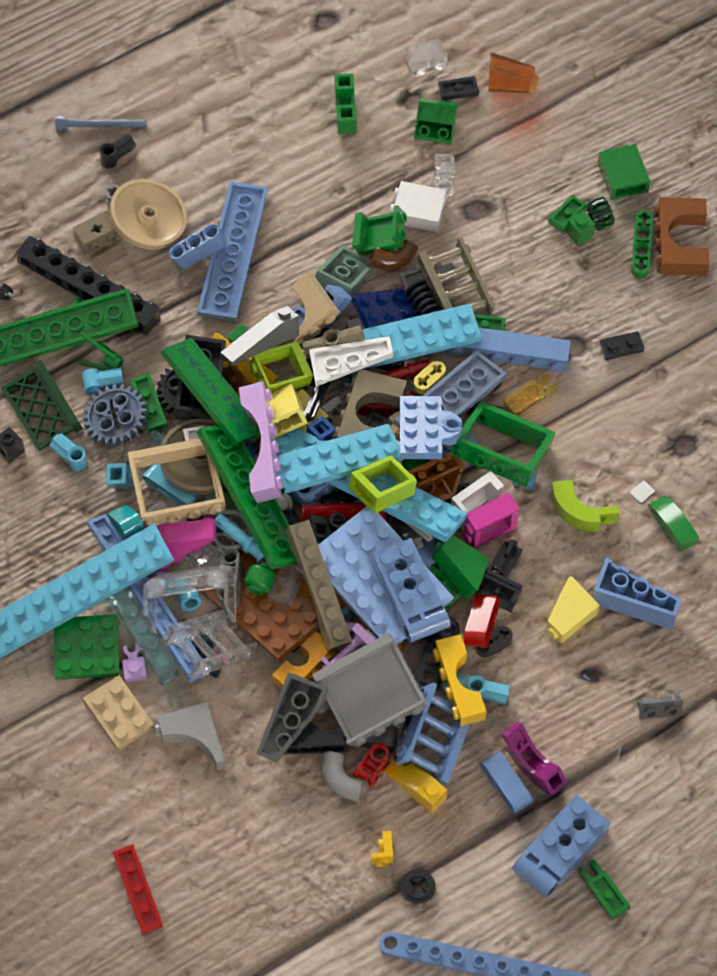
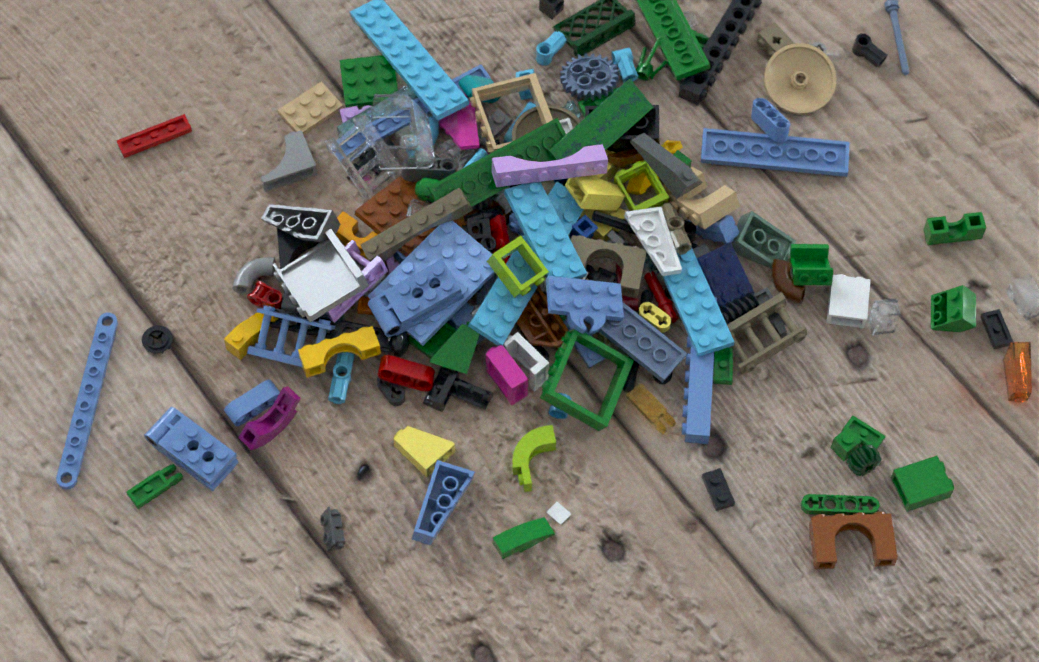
camera: 85 degrees right, 0 degrees up
(385, 845) = (188, 313): yellow bracket -> none

